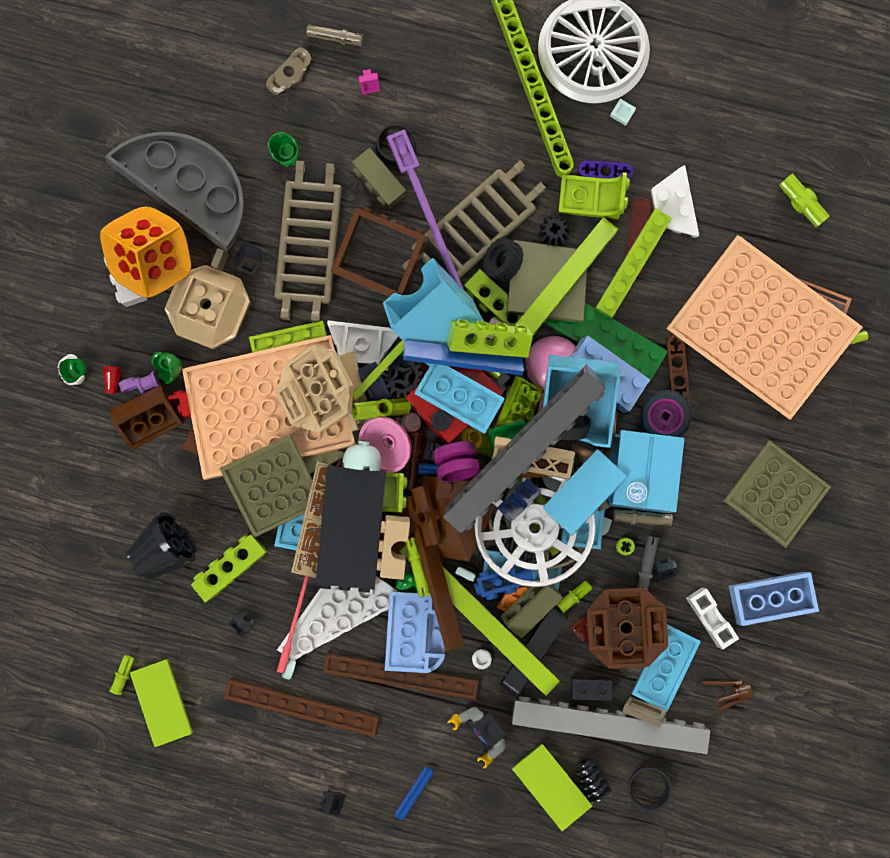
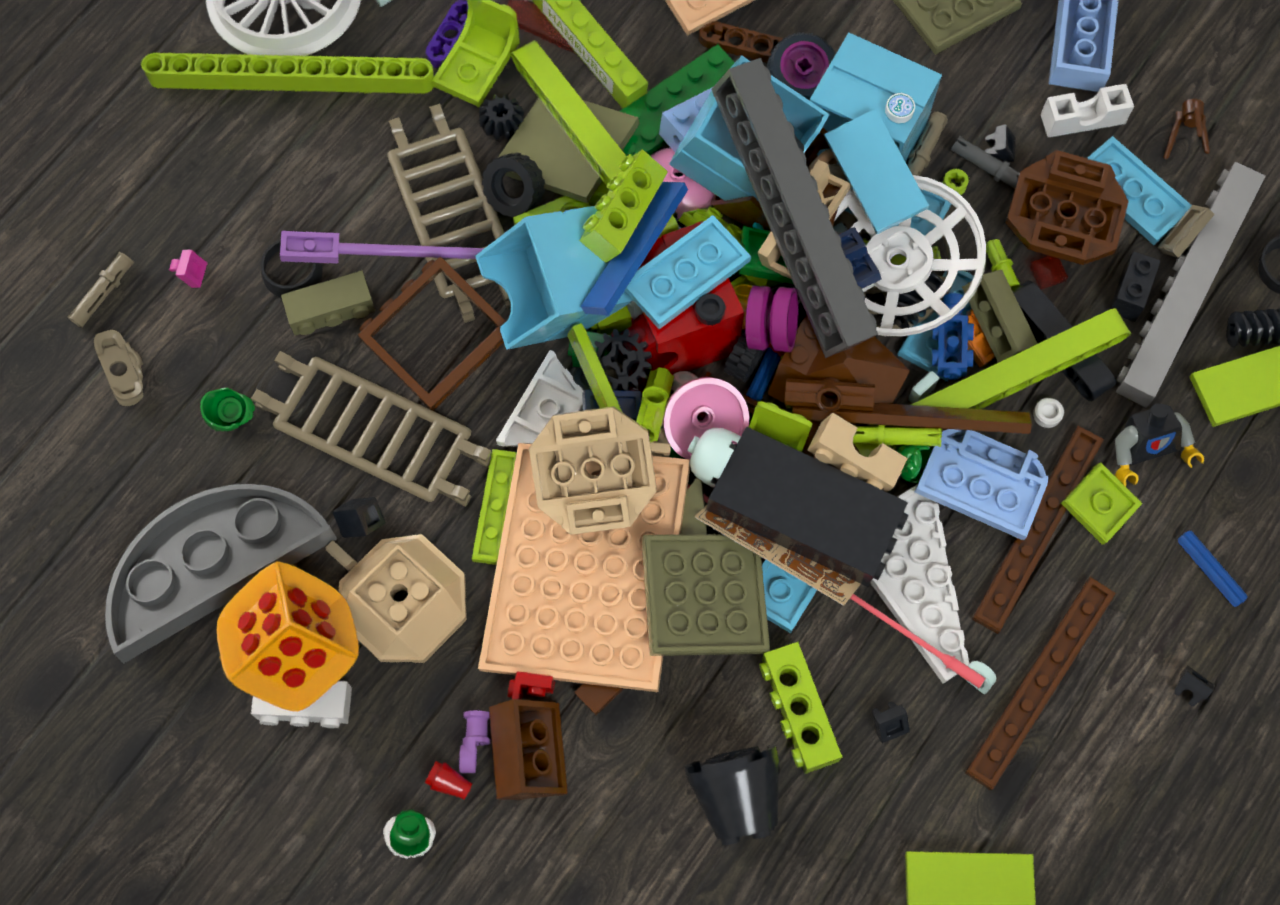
camera: 70 degrees left, 15 degrees down
(168, 366) = (464, 689): green hair -> none
(430, 711) = (1101, 503): none -> lime tile

